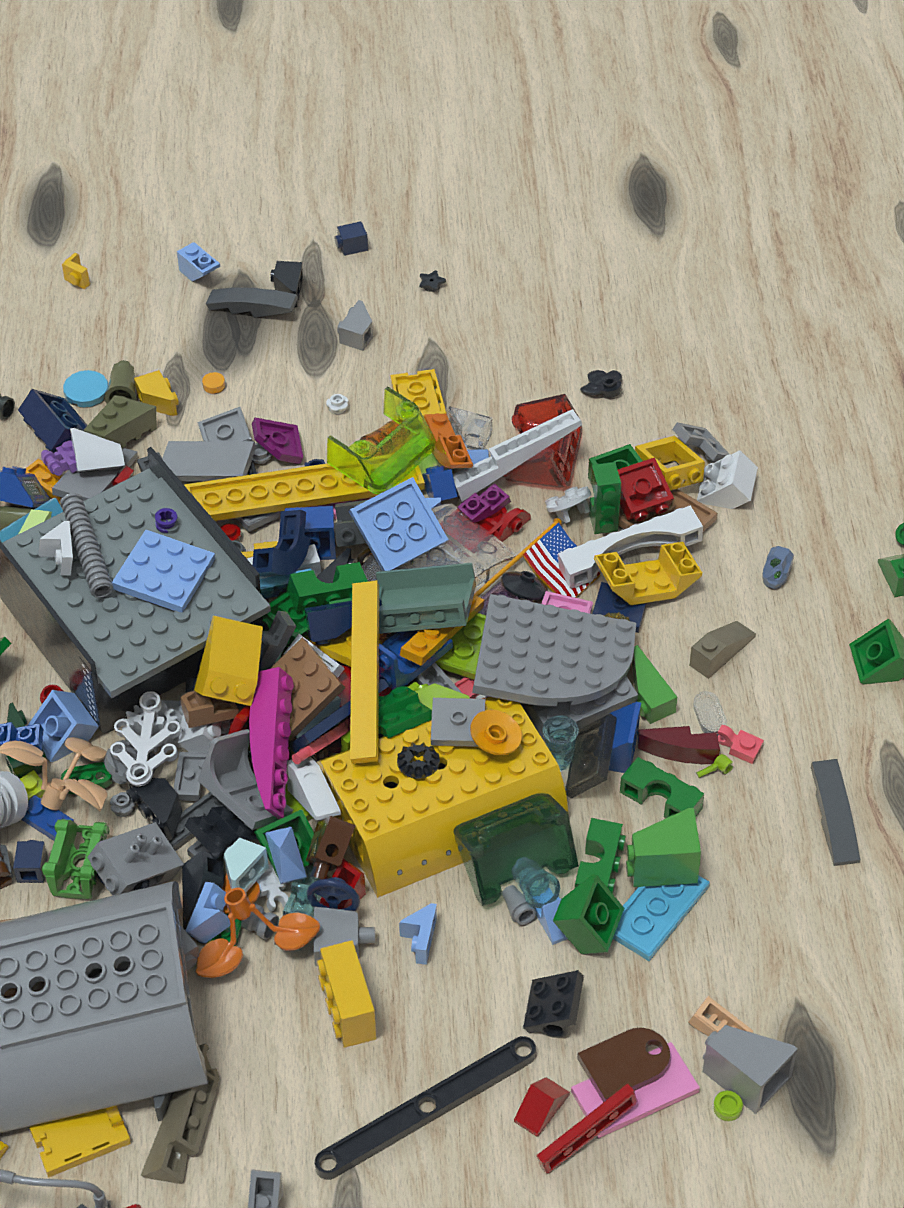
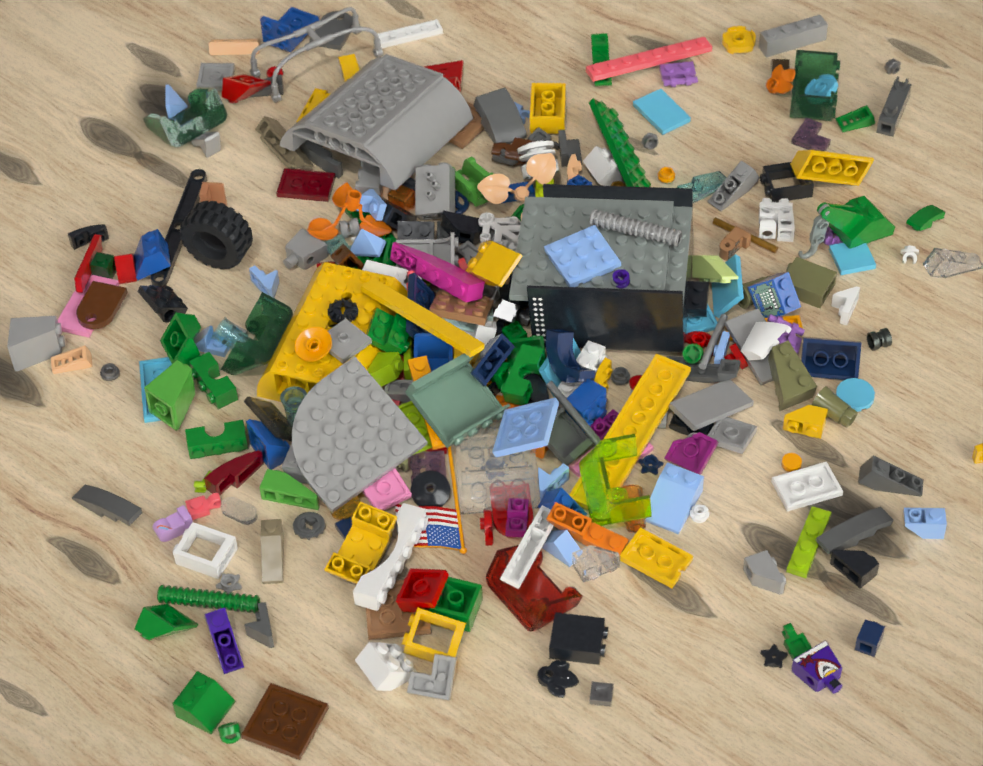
camera: 135 degrees right, 0 degrees up
(29, 860) = (493, 164): dark blue brick -> none
(58, 545) = (638, 212): white slope -> none
(170, 313) = (889, 478): none -> dark grey slope
(231, 359) = (807, 486): none -> white tile
(231, 1036) = (306, 185): none -> dark red tile
(245, 863) = (379, 222): light aqua slope -> none
(290, 326) = (807, 546): none -> lime plate
(334, 891) = (322, 251): dark blue piece -> none
(338, 514) = (573, 412): none -> dark grey bar
(339, 419) = (674, 497): none -> light blue slope
(346, 994) = (268, 225): yellow brick -> none
(363, 1091) = (213, 192): none -> nougat panel
(404, 272) = (795, 643): none -> green plate
(413, 249) = (819, 668): none -> torso
(425, 998) = (216, 234): none -> black tyre
(509, 1071) = (151, 254): none -> blue slope
(553, 380) = (578, 638): none -> black brick
(555, 1191) = (84, 235): none -> black slope
(570, 1110) = (103, 265): none -> dark green brick
(572, 497) = (468, 560): white plate -> none
(586, 347) = (601, 693): none -> flat silver plate
(606, 500) = (436, 554): green arch -> none
(653, 642) = (311, 518): none -> dark grey gear
(695, 965) = (109, 372): none -> flat silver plate
(776, 673) = (220, 561): none -> white window
(777, 567) = (291, 633): sand blue rock -> none
(786, 651) = (229, 578): none -> light grey plate
(788, 742) = (173, 525): none -> lavender leg
(798, 587) = (261, 628): none -> dark grey slope
(822, 650) = (207, 598): none -> green piece
(841, 607) = (223, 640): none -> dark purple slope
(853, 508) = (285, 721): none -> reddish brown plate

